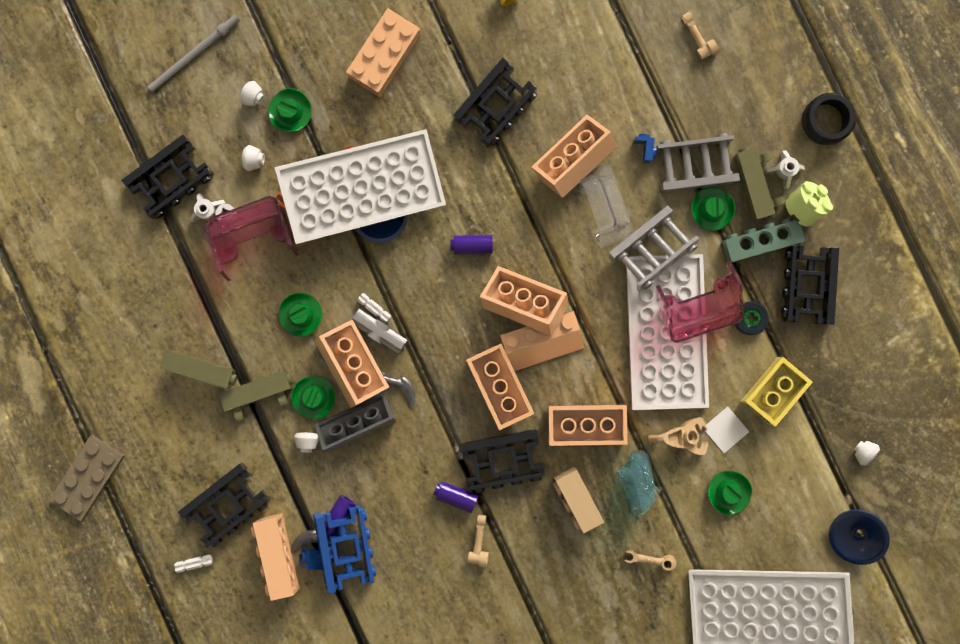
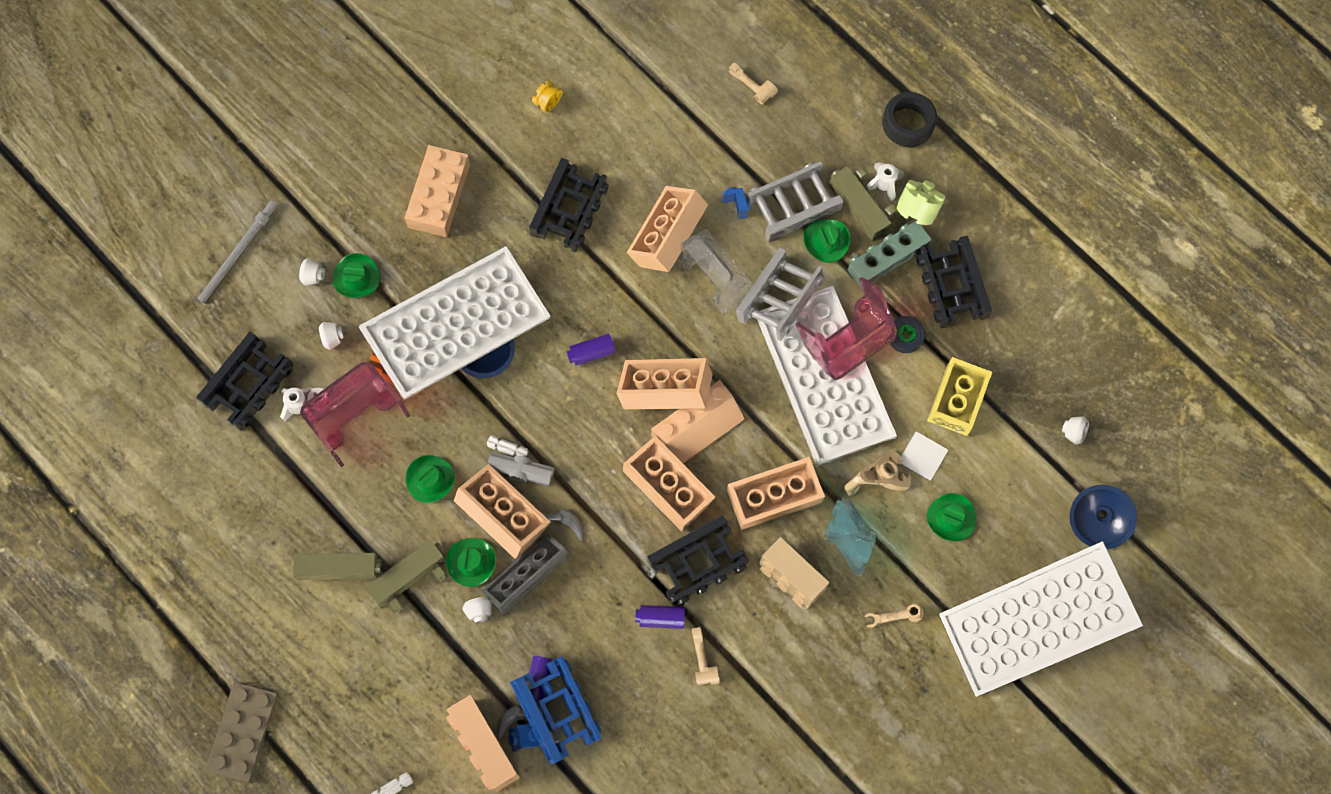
camera: 20 degrees left, 15 degrees down
(215, 493) = (392, 699): black fence -> none

